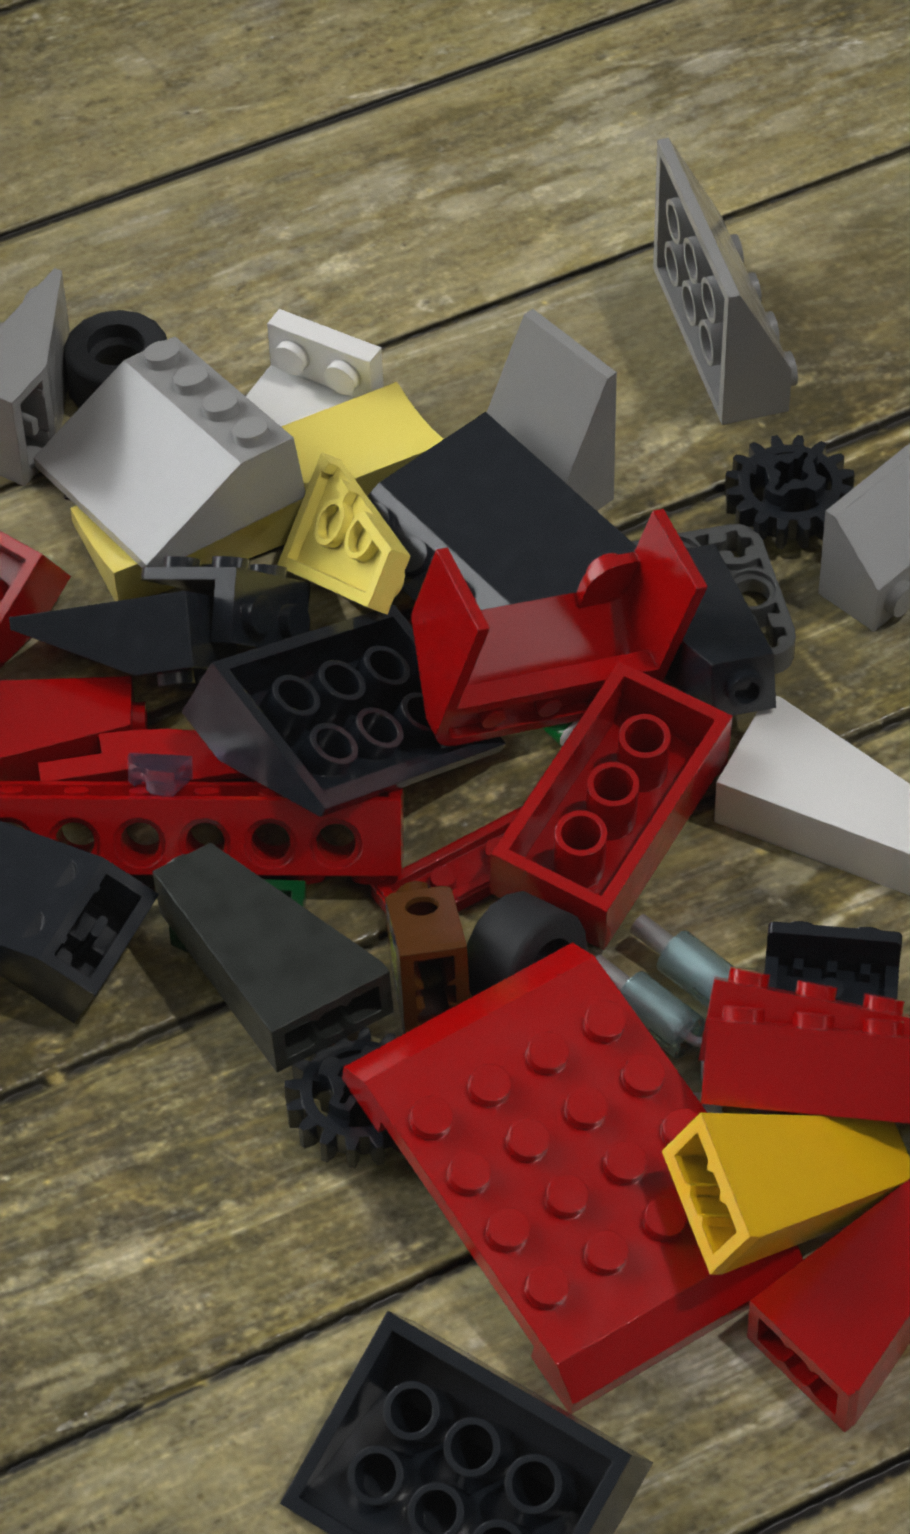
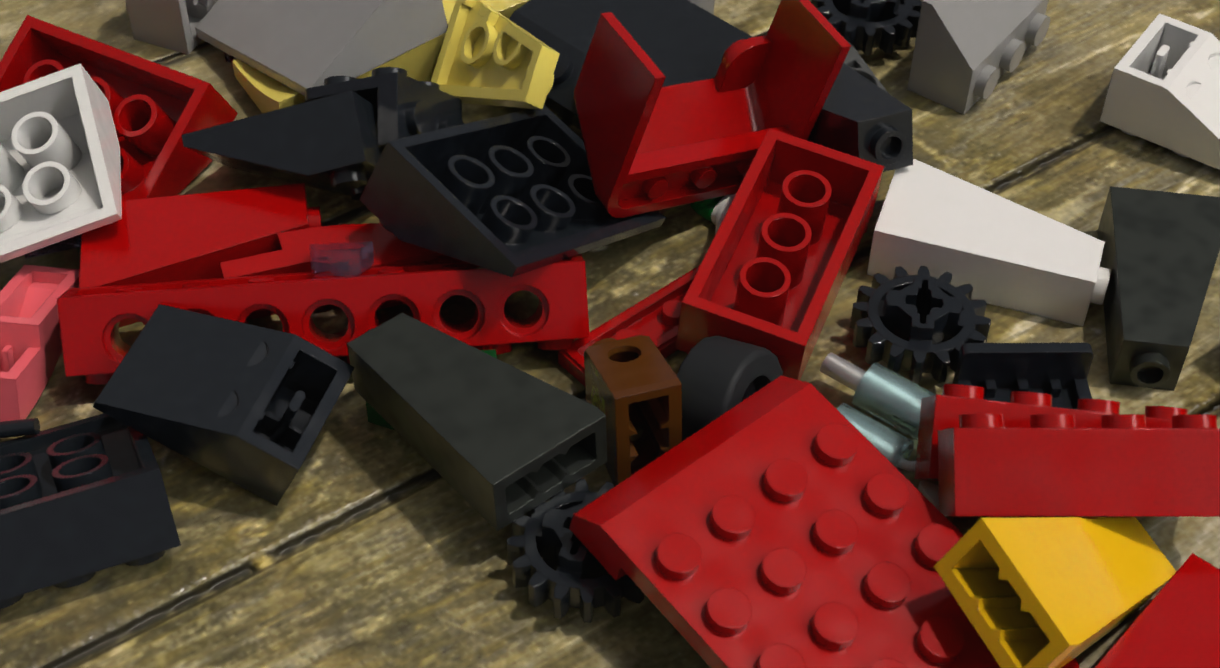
camera: 10 degrees left, 5 degrees down
(743, 886) = (917, 322): none -> black gear

